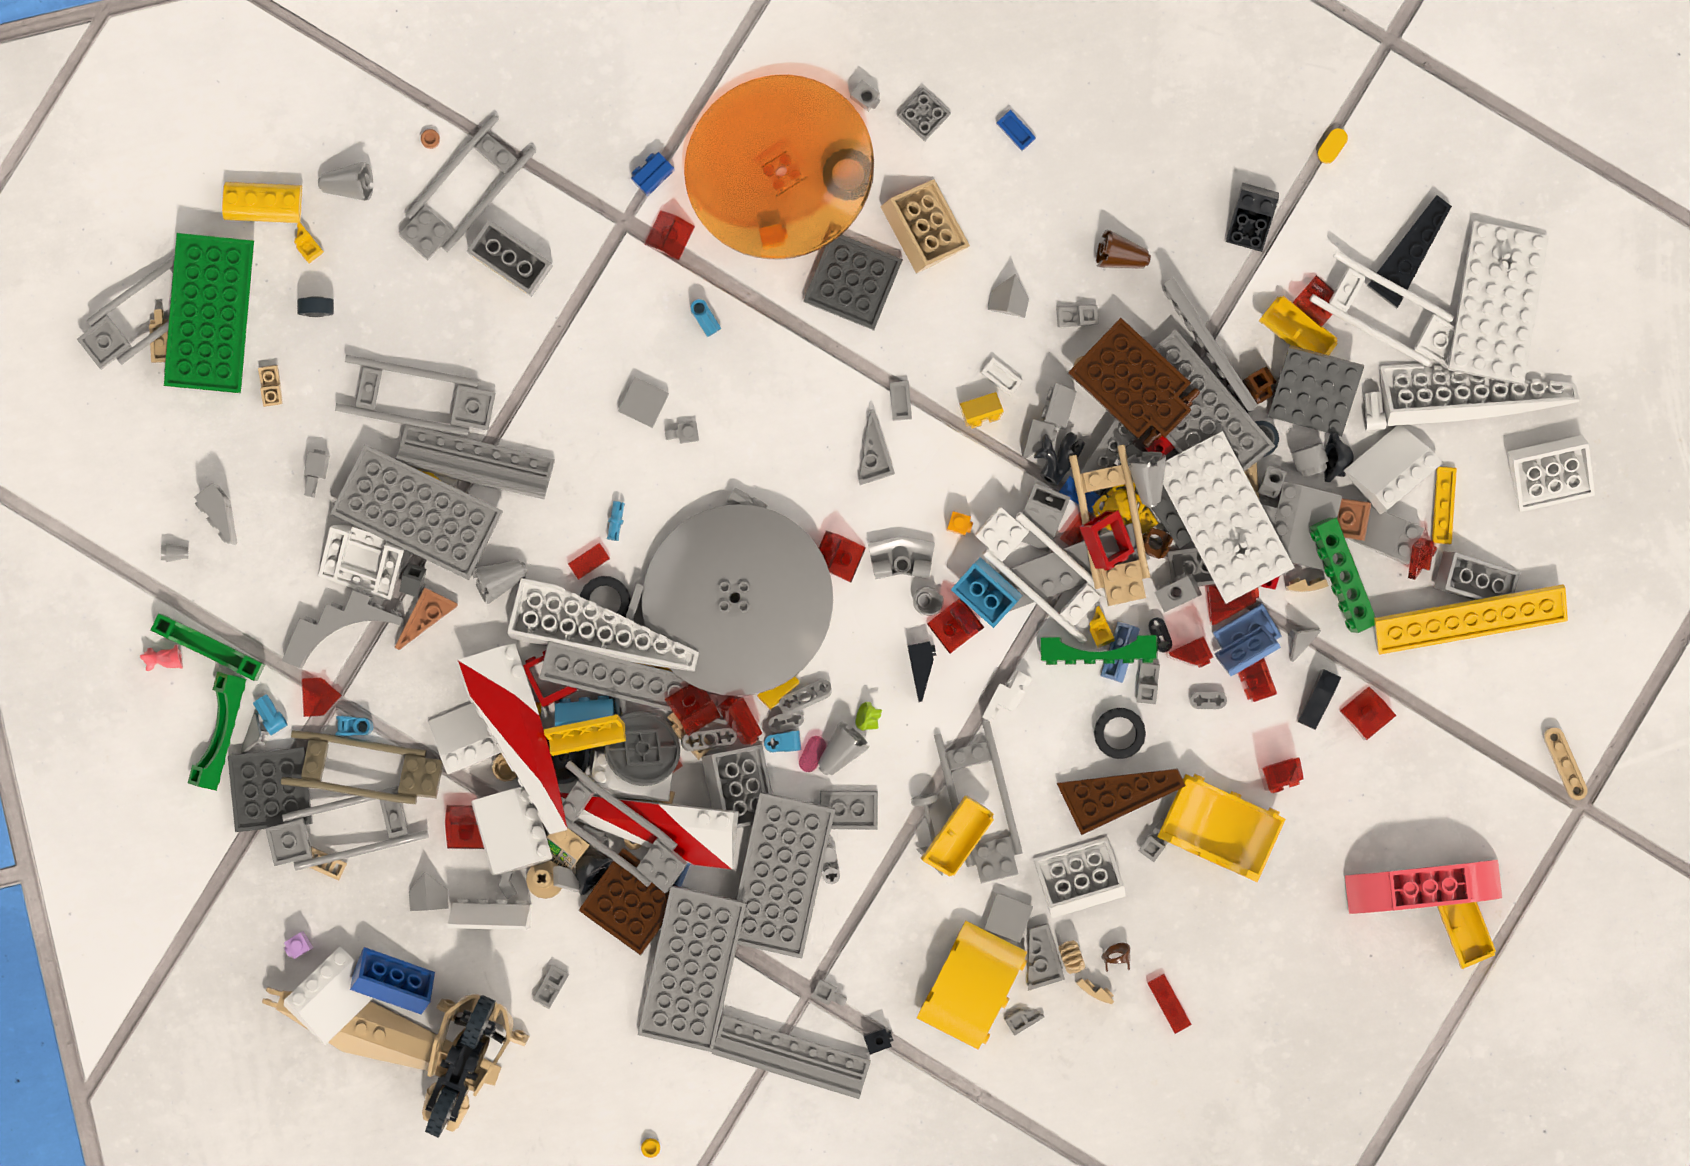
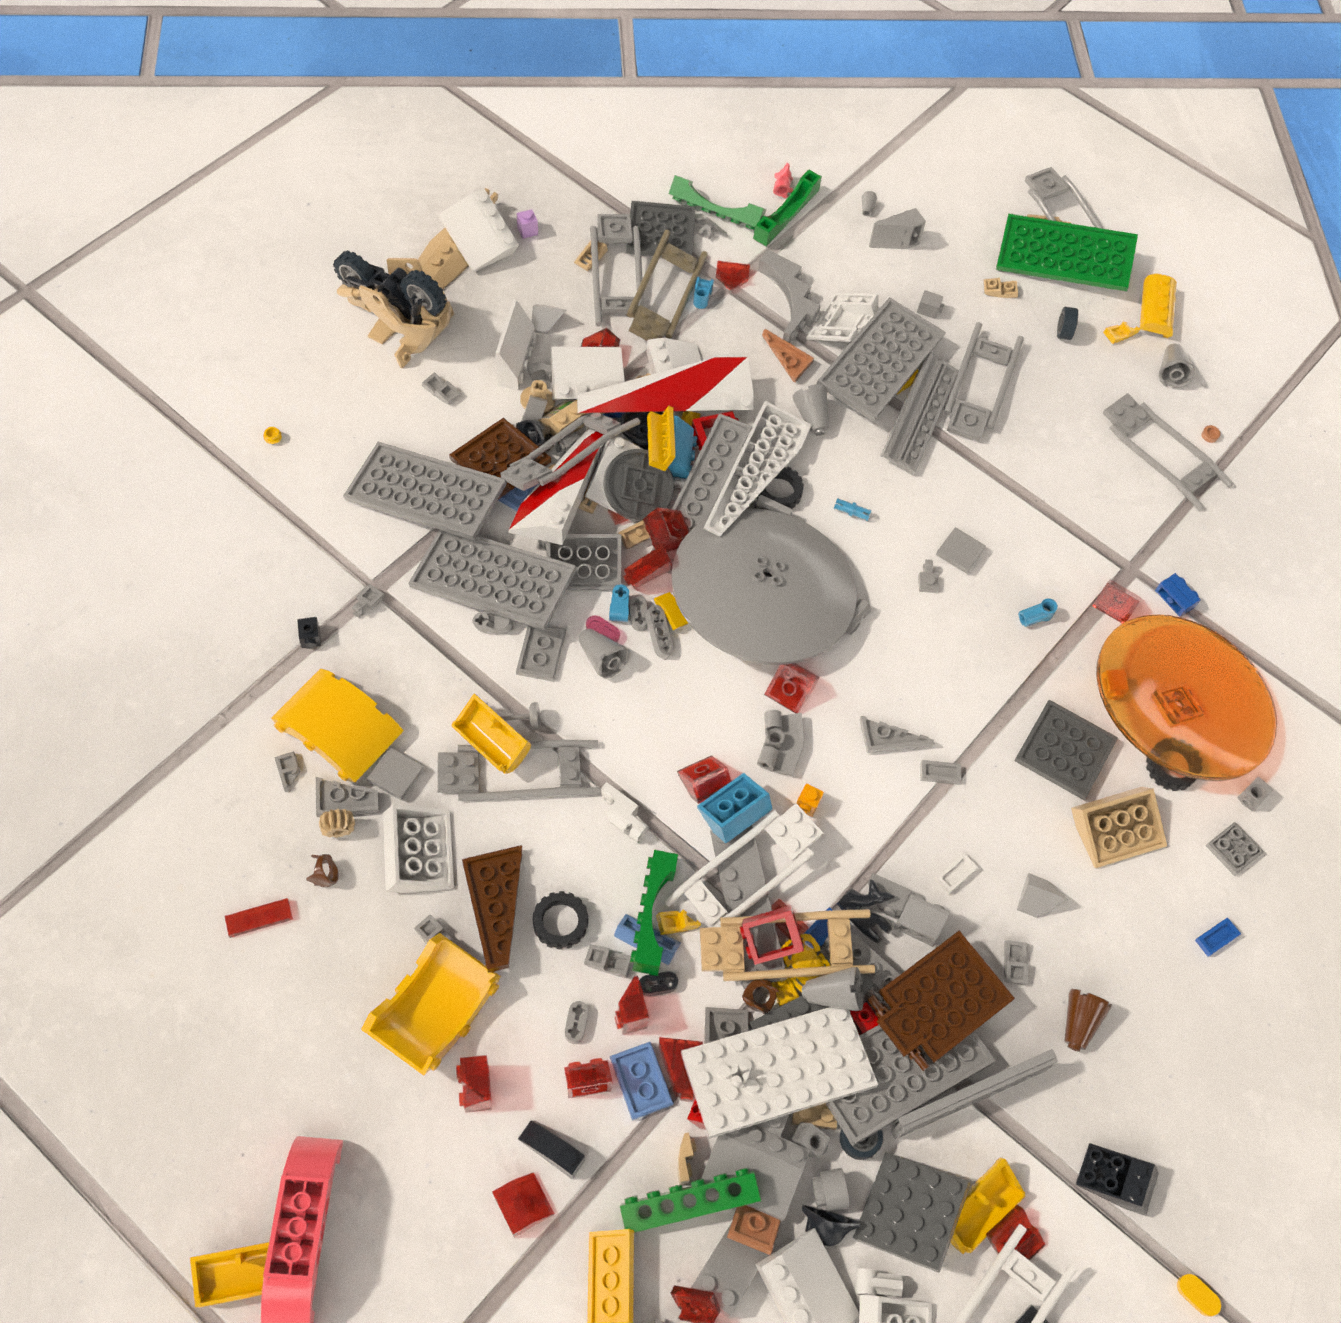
camera: 90 degrees right, 25 degrees down
(272, 719) = (719, 241): dark azure piece -> none
(311, 485) = (912, 297): light grey tile -> none
(393, 981) = (479, 273): blue slope -> none
(412, 580) = (822, 349): dark grey brick -> none
(509, 258) = (1102, 467): light grey brick -> none
(589, 561) = (818, 484): clear red tile -> none
(723, 742) = (631, 529): light grey beam -> none
(791, 1057) = (317, 560): light grey plate -> none
(867, 717) = (628, 683): lime piece -> none
(921, 663) = (670, 739): black slope -> none
(928, 601) = (734, 755): light grey hair -> none
(981, 410) = (924, 842): yellow slope -> none
(1046, 511) = (809, 885): light grey slope -> none
(1100, 994) = (287, 849): tan slope -> none
(1169, 600) = (706, 1018): light grey brick -> none
(1247, 650) = (623, 1069): medium blue tile -> none
(1260, 384) = (924, 1147): reddish brown brick -> none
(1301, 640) = (623, 1140): light grey piece -> none

